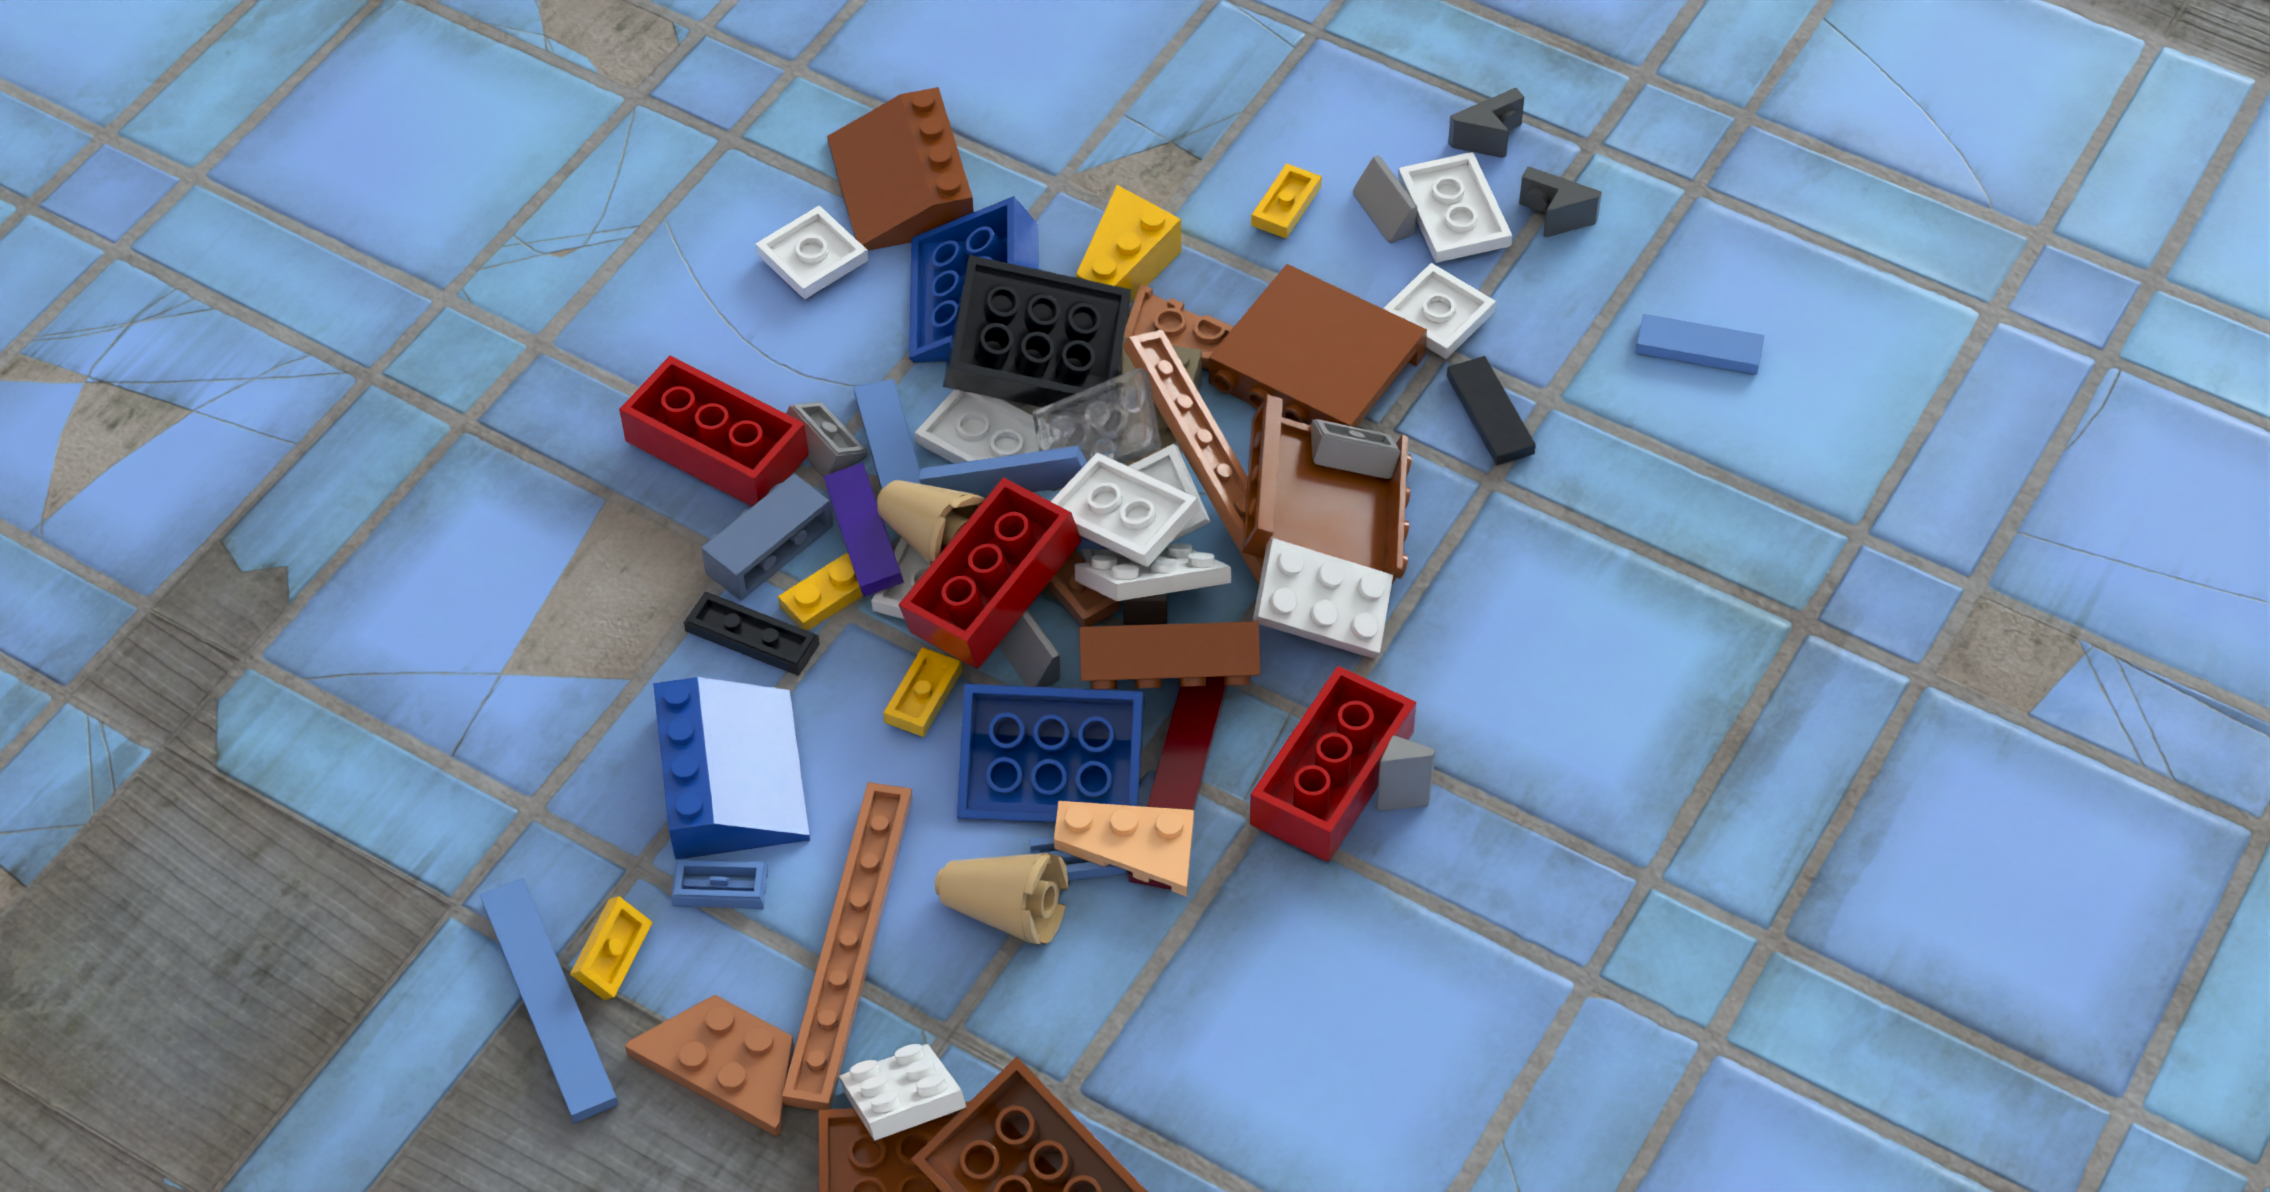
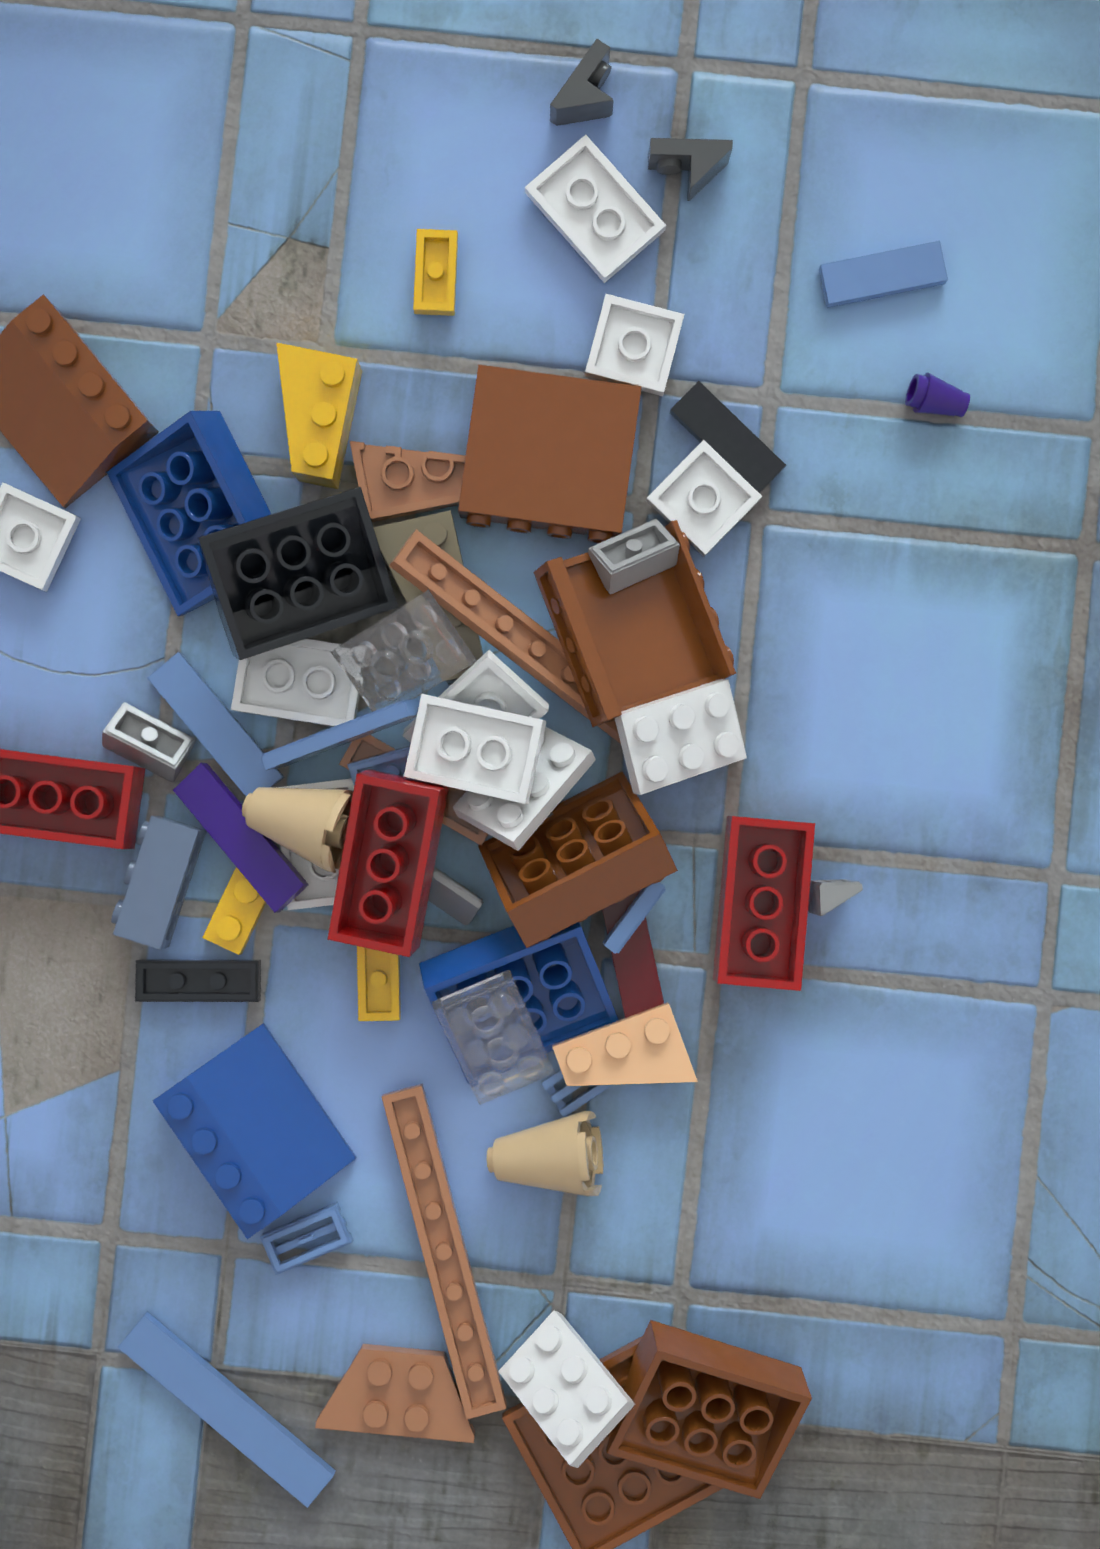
camera: 25 degrees left, 35 degrees up
(611, 948) = (254, 1348): yellow plate -> none
(1006, 768) = (493, 1037): none -> clear plate
(1199, 721) = (633, 917): none -> medium blue tile
(1386, 201) = (528, 231): light grey slope -> none
(1445, 441) = (704, 497): none -> white plate
(1704, 443) = (934, 396): none -> dark purple cone

